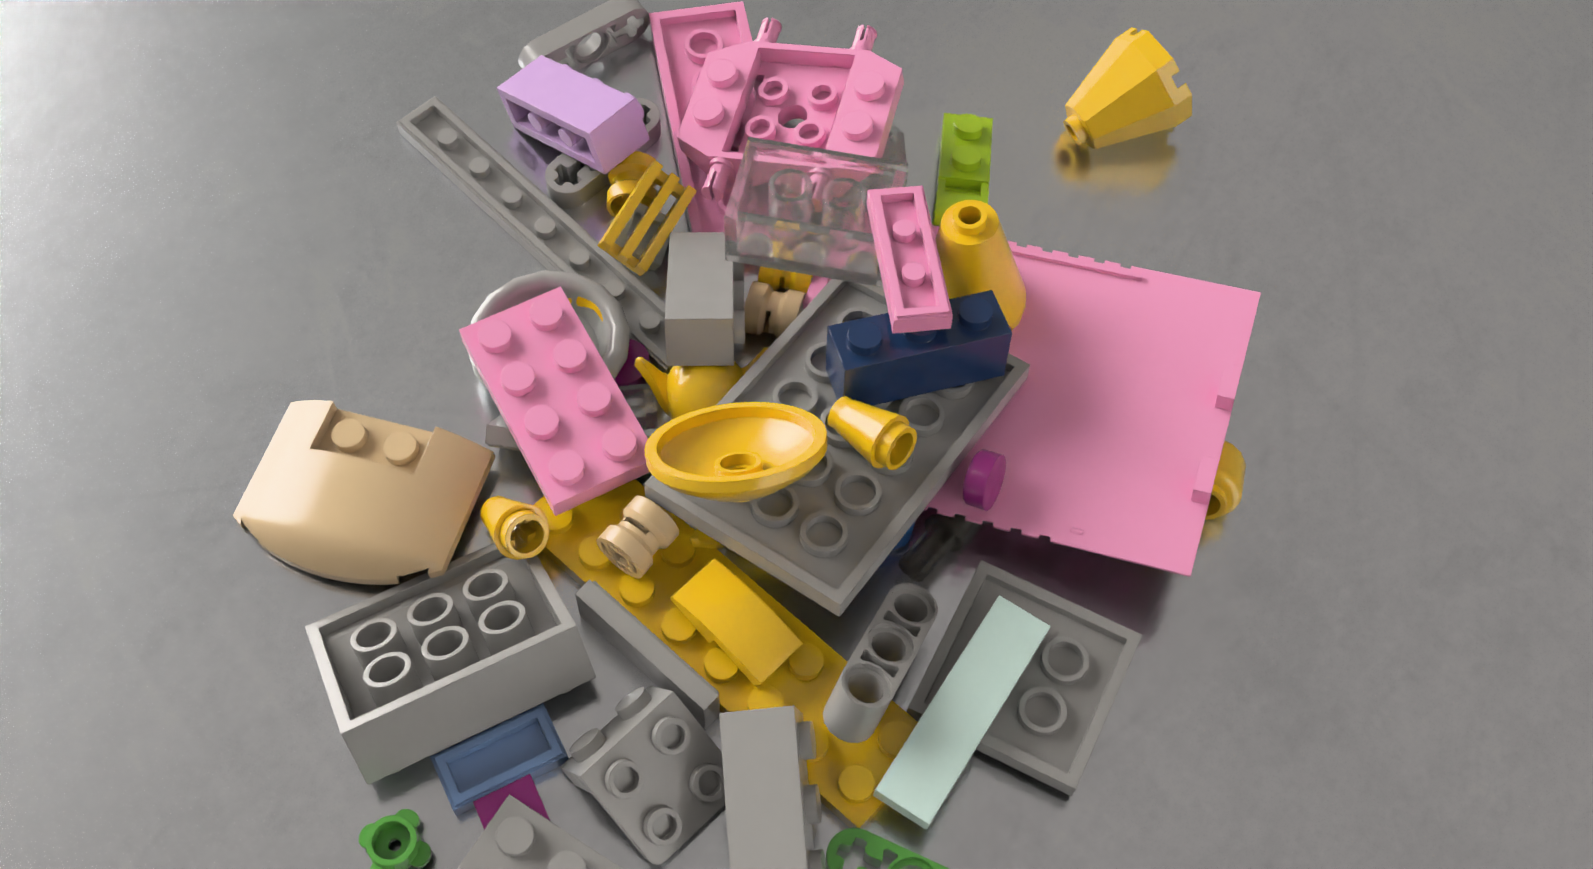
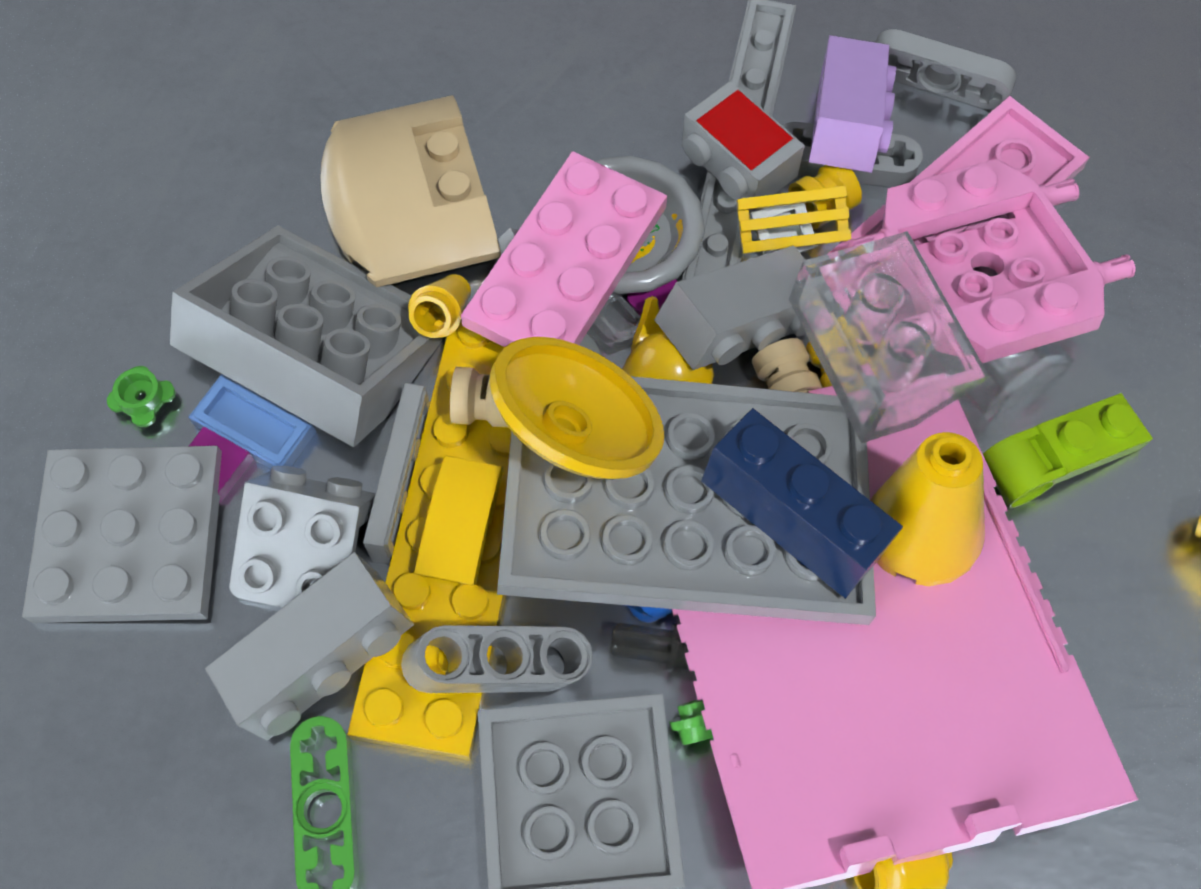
camera: 60 degrees right, 5 degrees up
(547, 211) = (741, 144): none -> brick
(874, 432) = (686, 516): yellow cone -> none
(908, 260) = (870, 431): bright pink tile -> none
(961, 712) = (498, 759): light aqua tile -> none
(984, 479) = (724, 643): magenta tile -> none
(1016, 551) = (690, 723): none -> bright green plate

